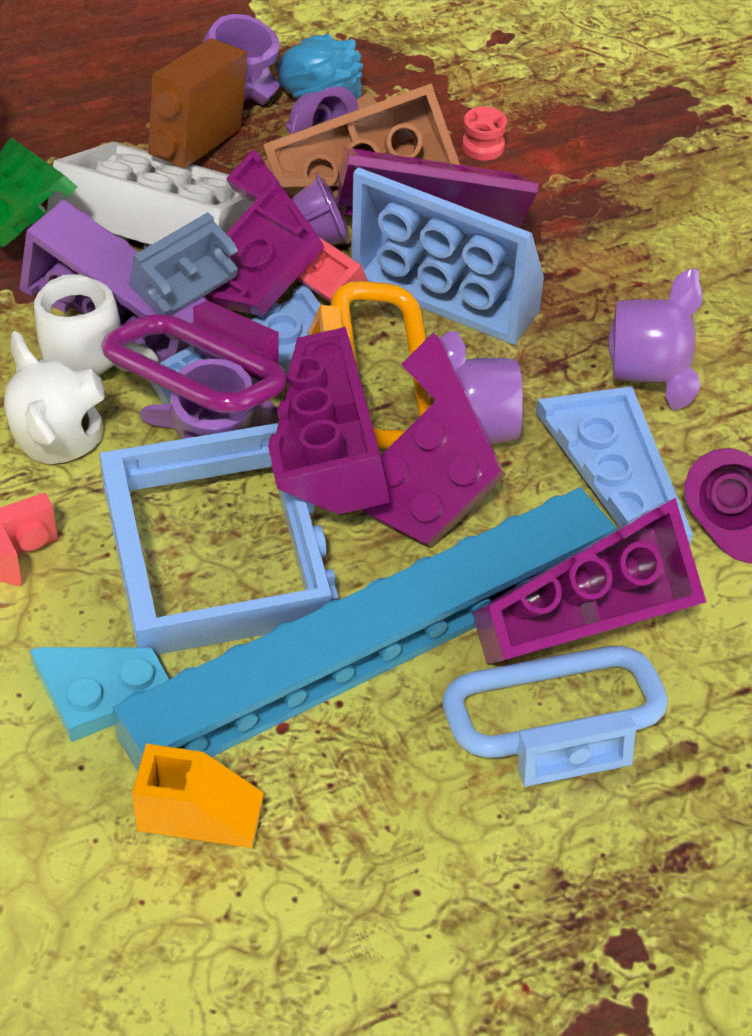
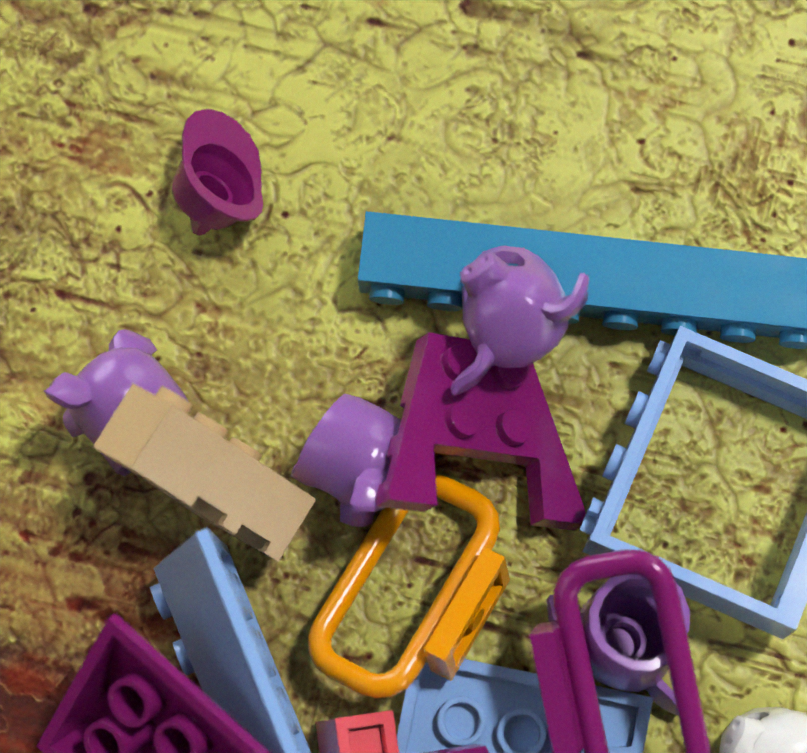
camera: 135 degrees left, 30 degrees up
(325, 431) = (560, 494): magenta wedge -> none
(454, 496) = (513, 311): none -> medium lavender piece
(567, 315) = (204, 470): none -> tan wedge
(568, 746) = (577, 61): light blue bar -> none
(610, 583) = (445, 164): magenta wedge -> none
(612, 450) = (268, 319): light blue wing -> none

